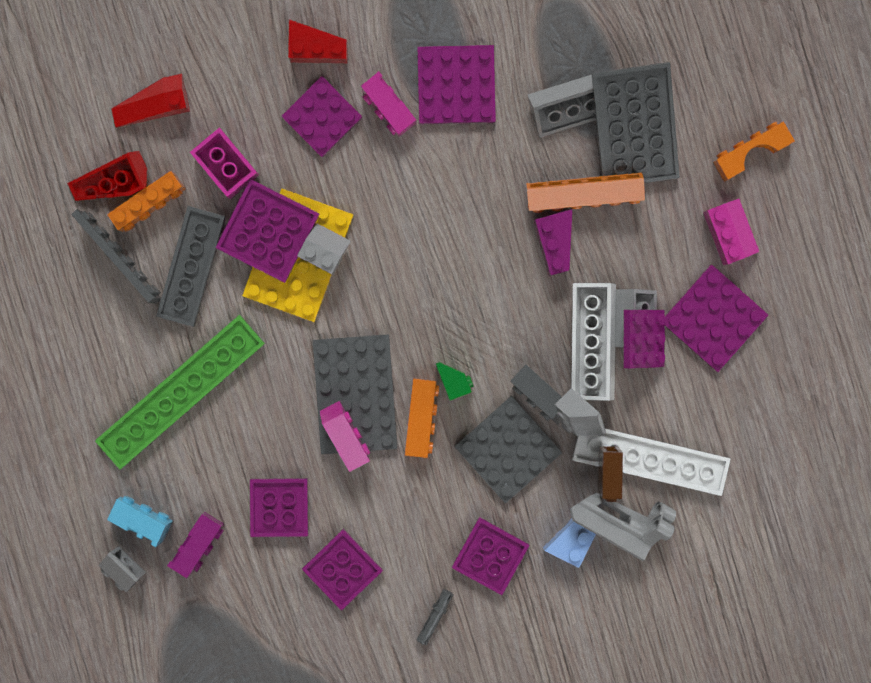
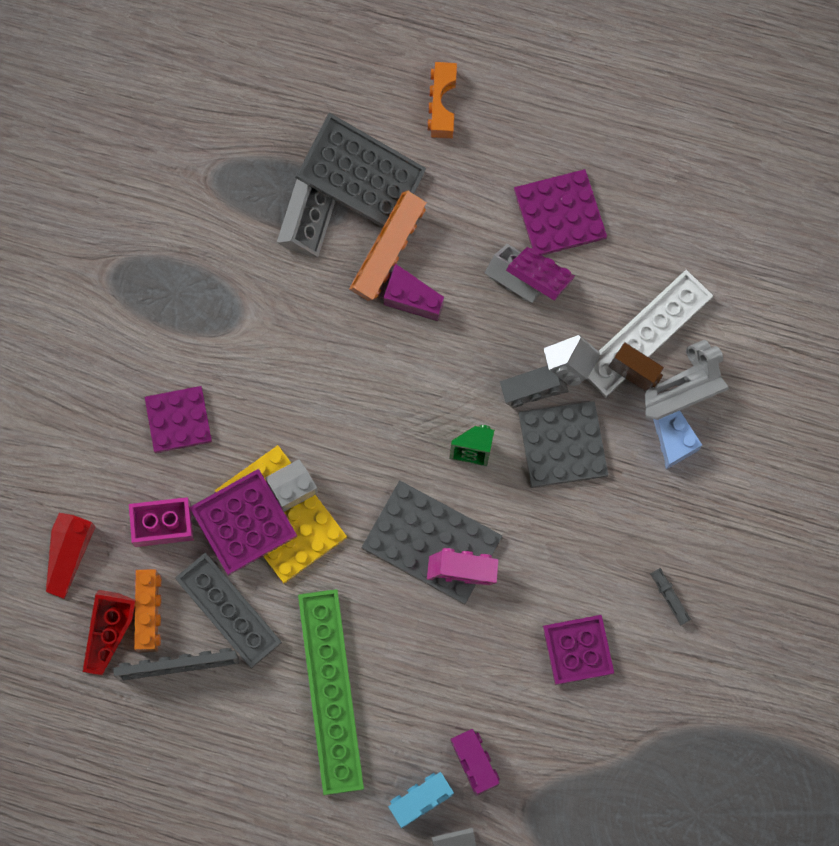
camera: 60 degrees left, 15 degrees down
(279, 507) = (488, 670): magenta plate -> none
(315, 46) = (116, 384): red wedge -> none
(387, 105) = (207, 358): dark pink wedge -> none
(420, 418) = (488, 498): orange brick -> none
(456, 84) = (228, 294): magenta plate -> none
(490, 556) = (646, 515): magenta plate -> none
(594, 340) = (513, 312): white brick -> none
(731, 232) = (497, 157): dark pink slope -> none

